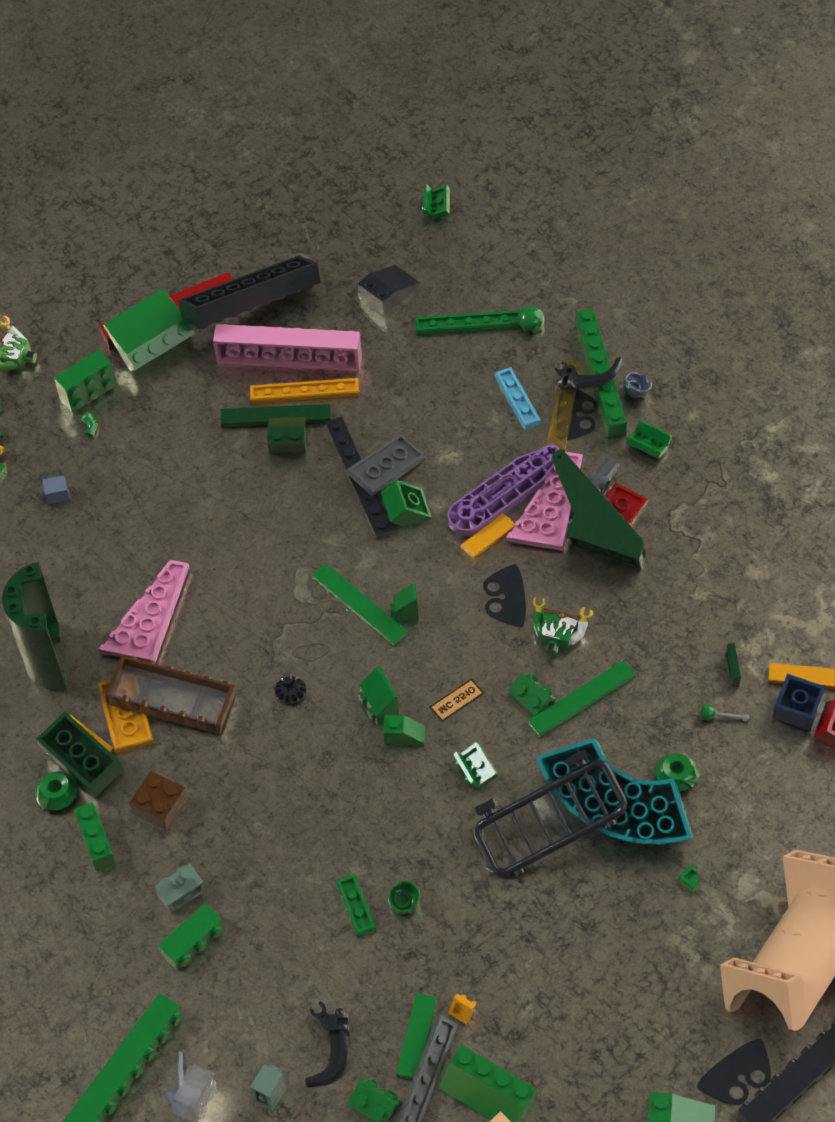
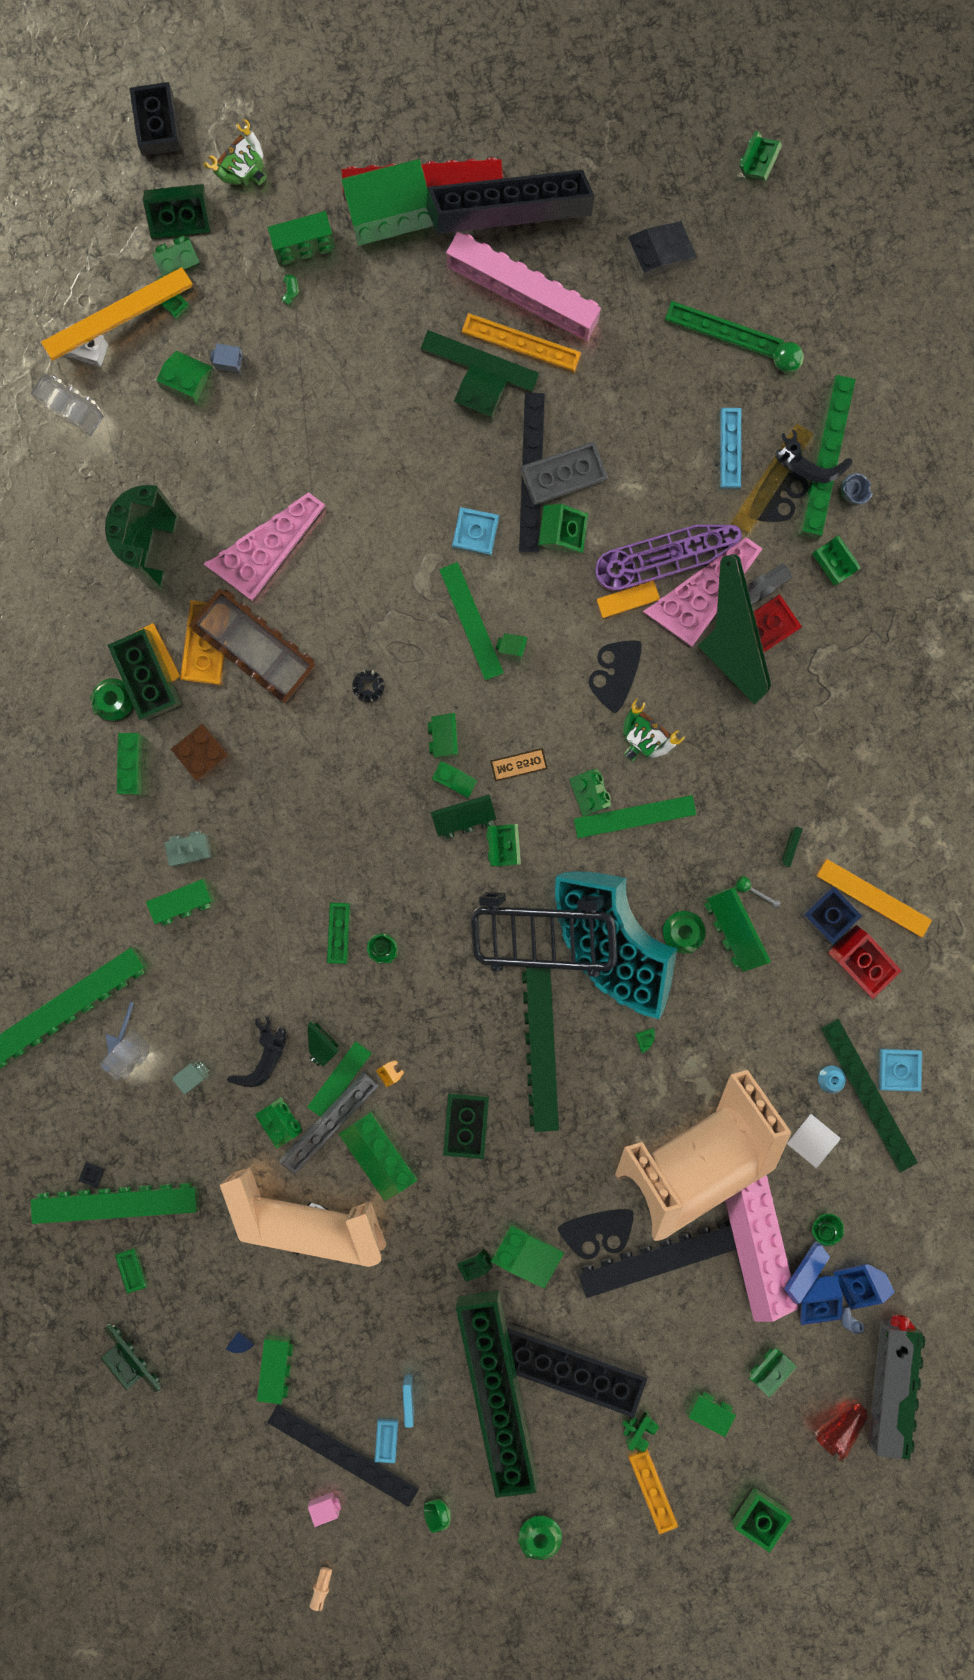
camera: 20 degrees right, 30 degrees up
(22, 519) = (184, 376): none -> green slope
(330, 536) = (475, 531): none -> medium azure tile
(385, 1004) = (321, 1044): none -> dark green slope
(426, 753) = (464, 817): none -> dark green slope
(559, 1020) = (466, 1125): none -> dark green brick
(598, 925) = (541, 1049): none -> dark green brick
(722, 742) = (737, 930): none -> green slope

